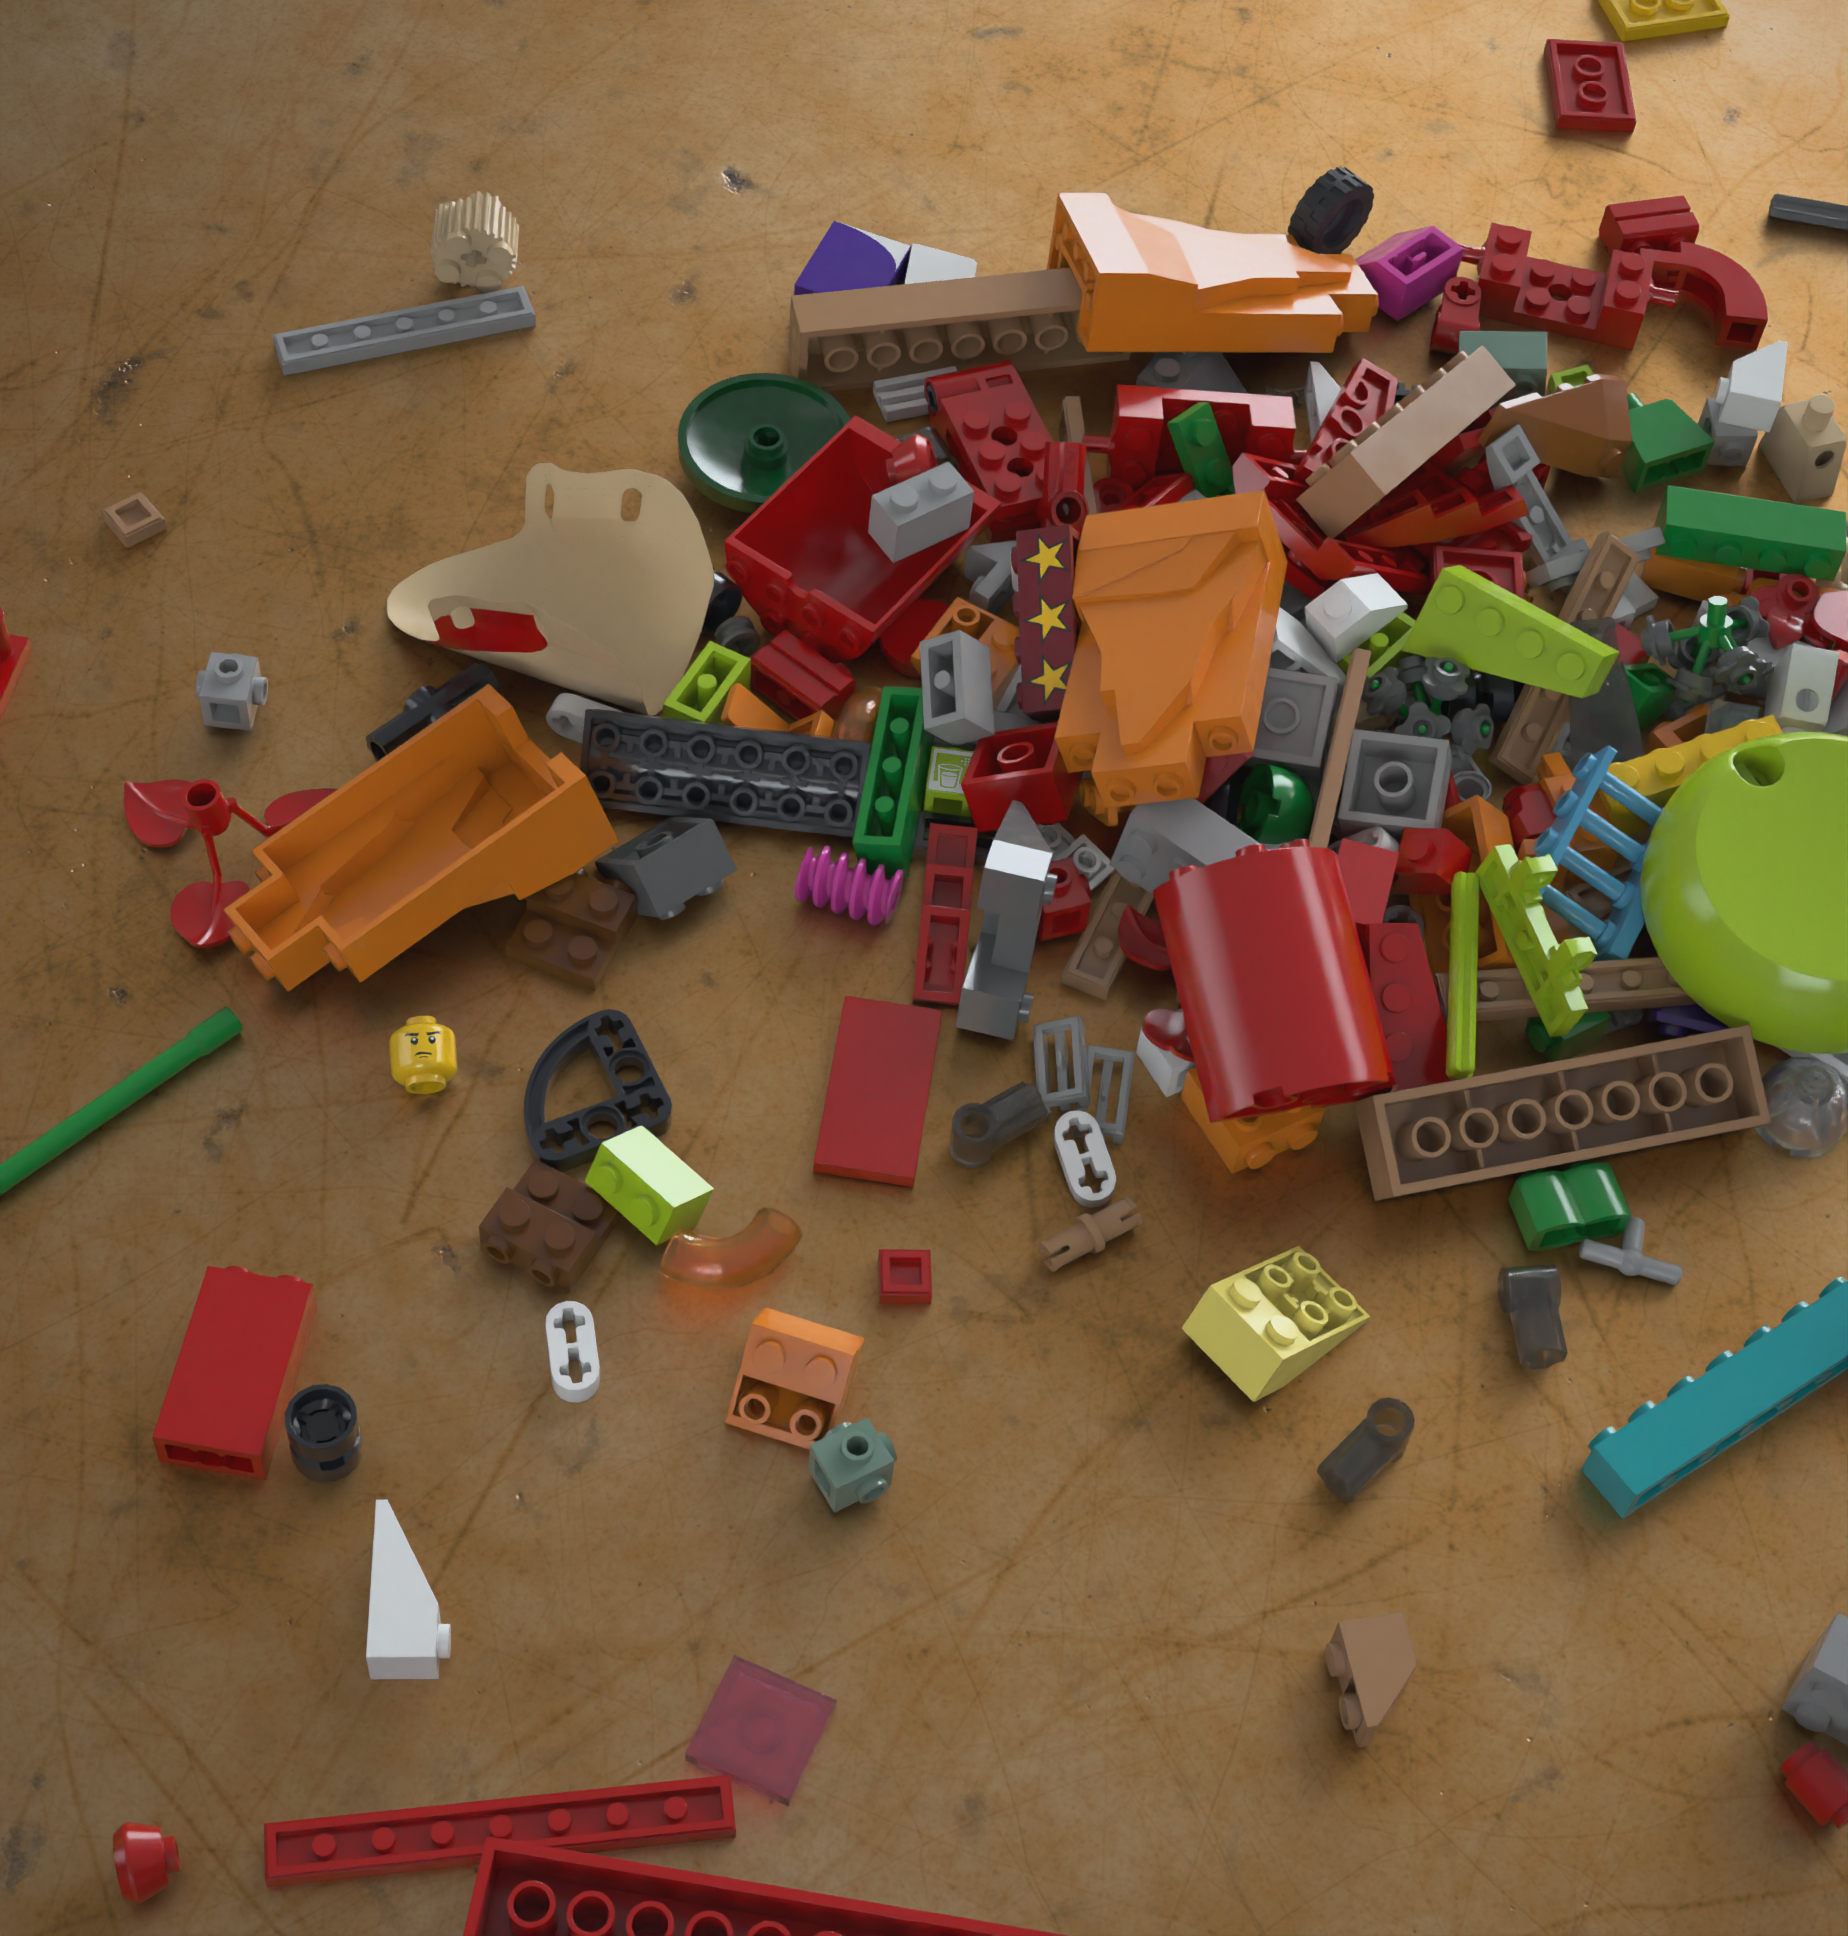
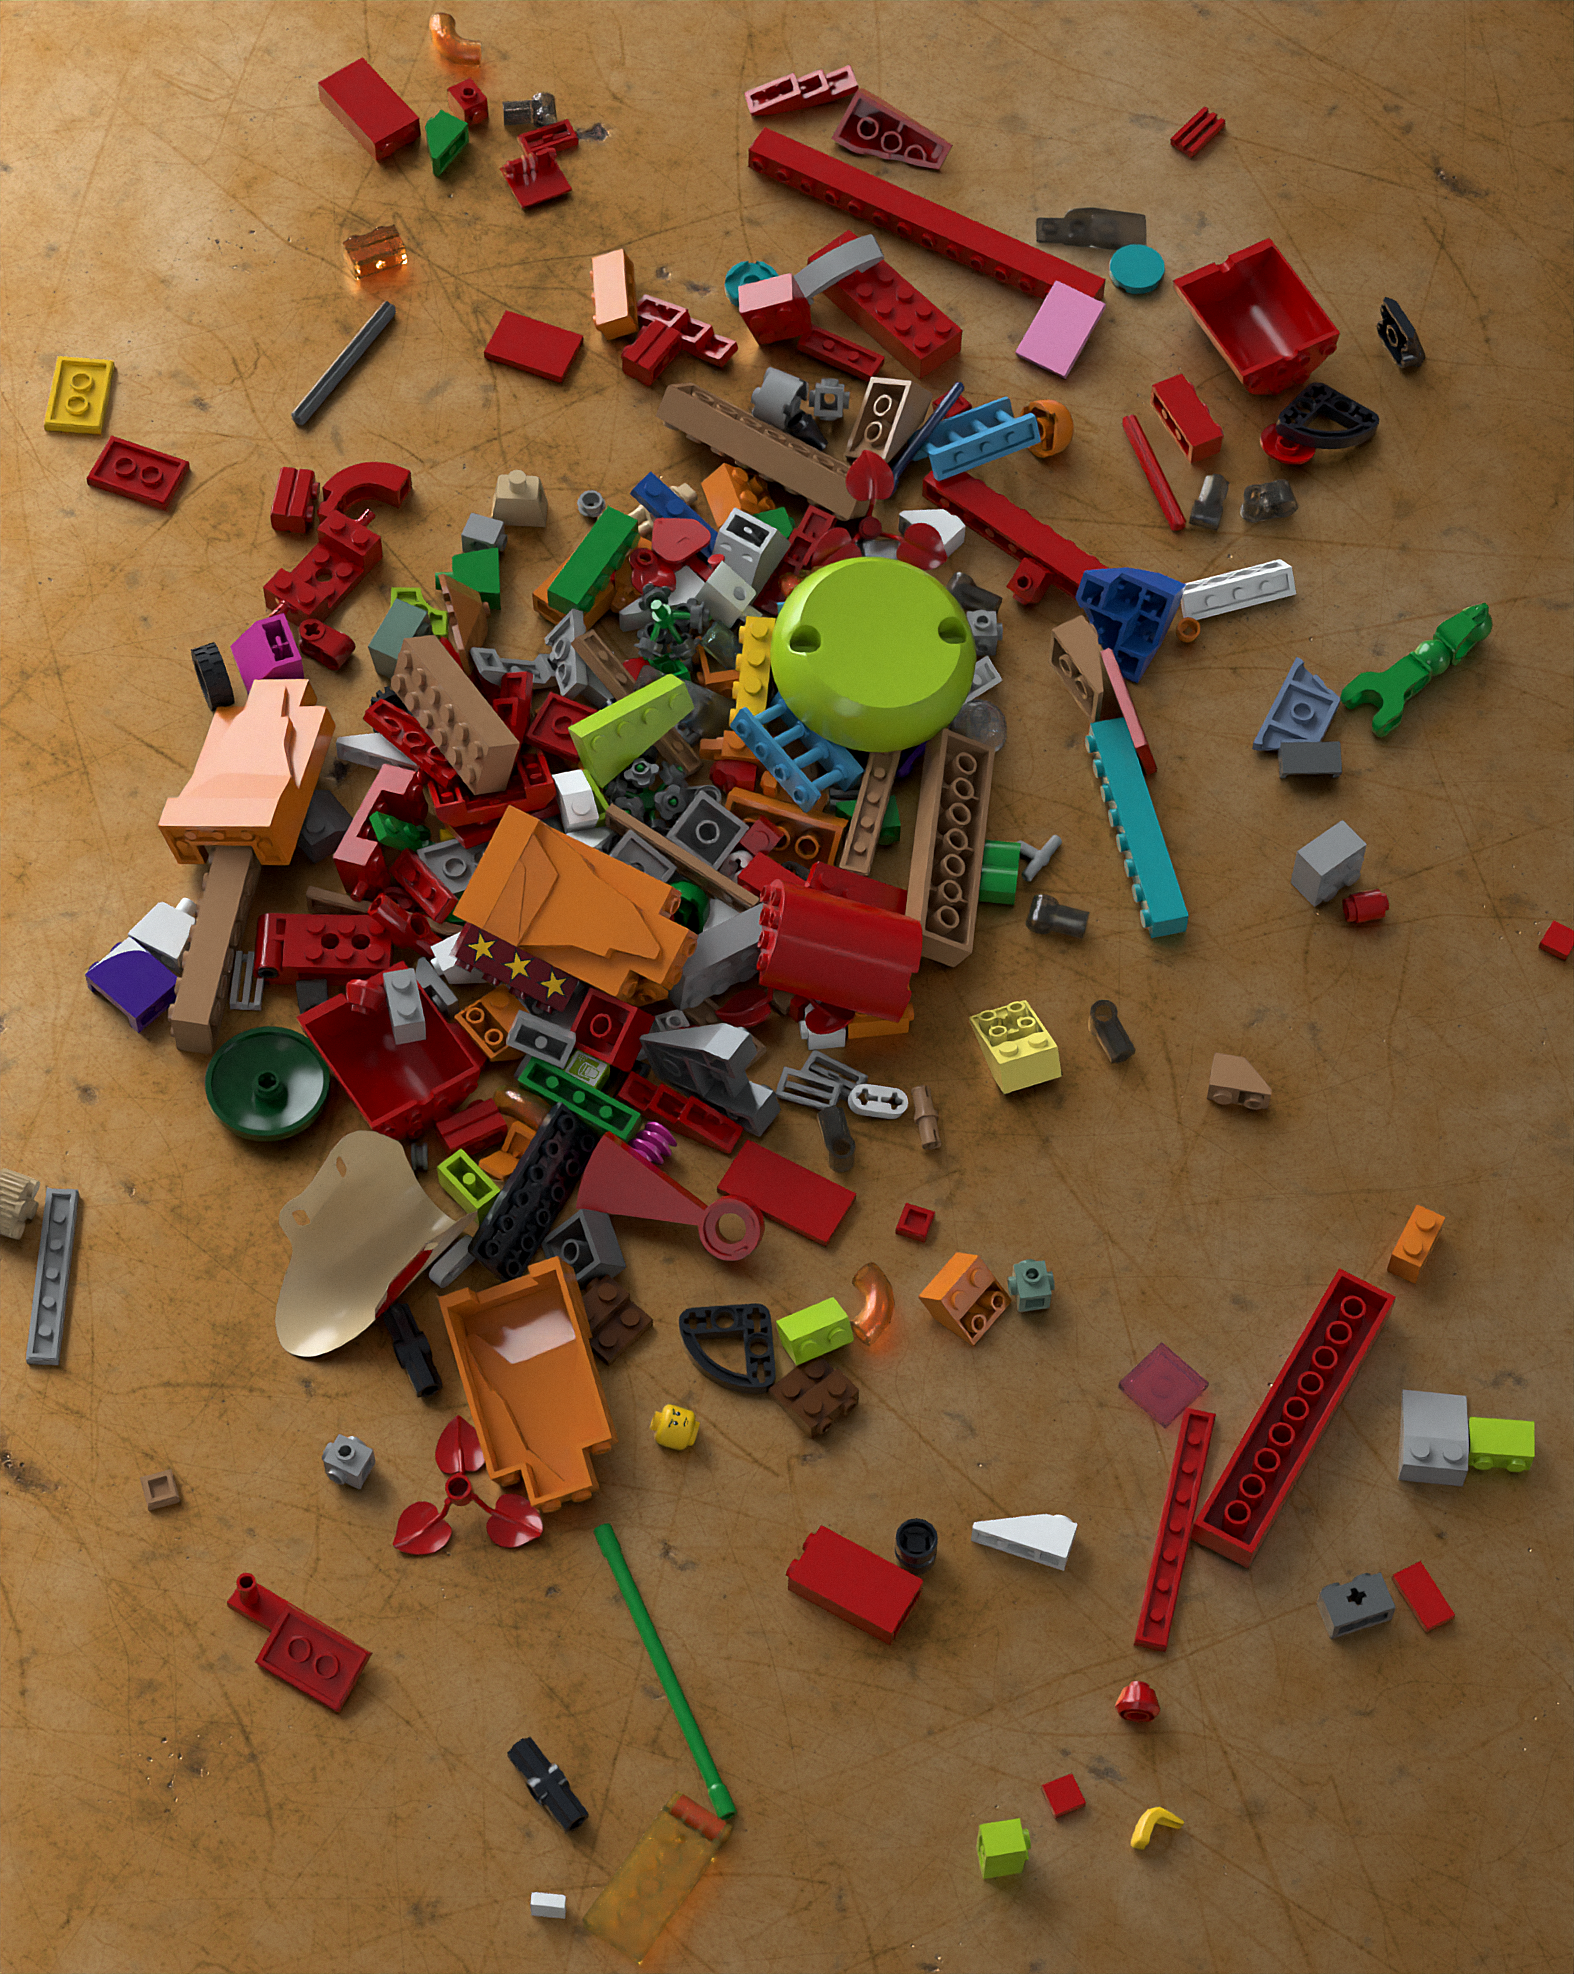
camera: 65 degrees left, 5 degrees up
(561, 1353) = (902, 1408): white beam -> none
(783, 879) = (630, 1185): none -> red piece
(1462, 976) = (850, 855): lime axle -> none
(1545, 966) = (821, 806): lime hinge -> none
(1753, 388) = (476, 505): white slope -> none

